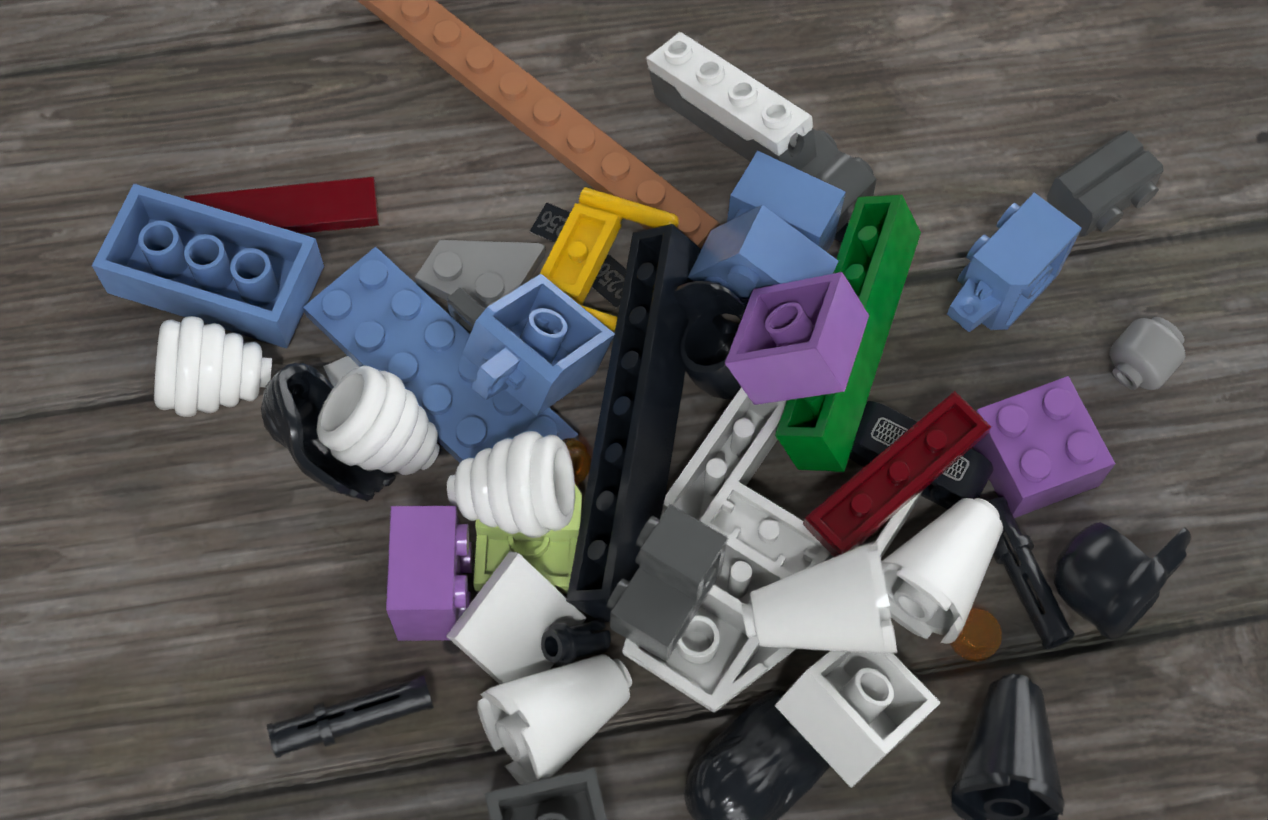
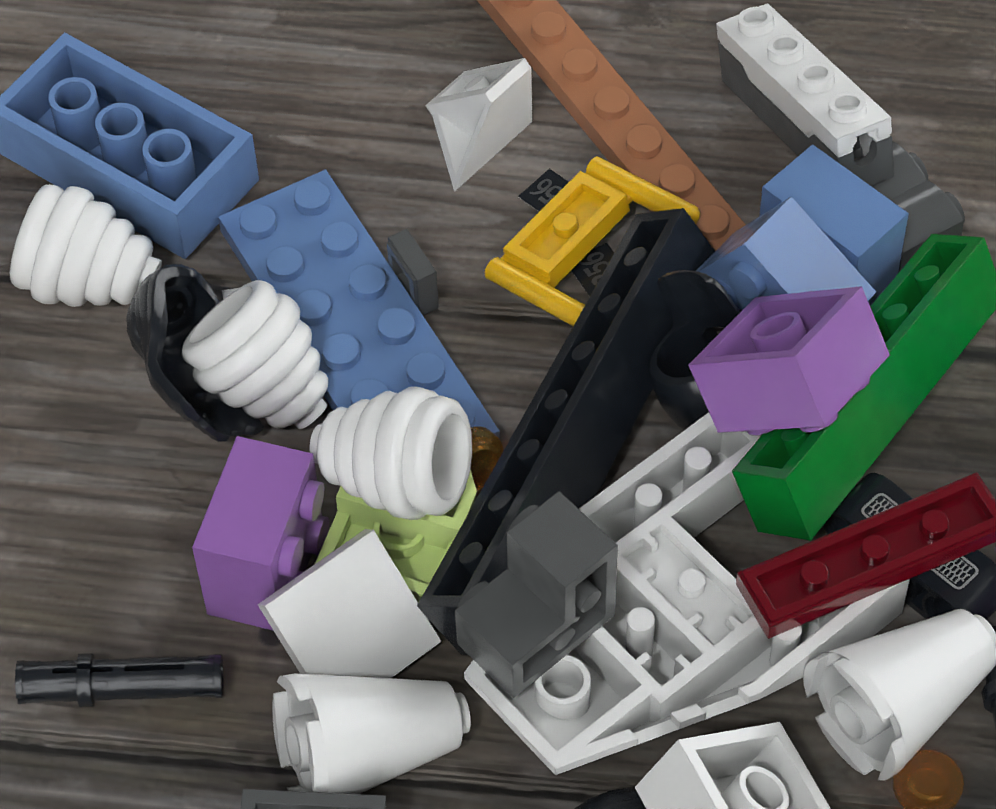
camera: 20 degrees right, 10 degrees down
(303, 206) = (268, 111): dark red tile -> none
(480, 170) = (481, 115): none -> white slope
(480, 268) = (449, 226): light grey wing -> none
(535, 345) = (476, 312): medium blue hinge -> none
(565, 643) = (402, 657): black pin -> none
(826, 607) = (730, 674): white cone -> none

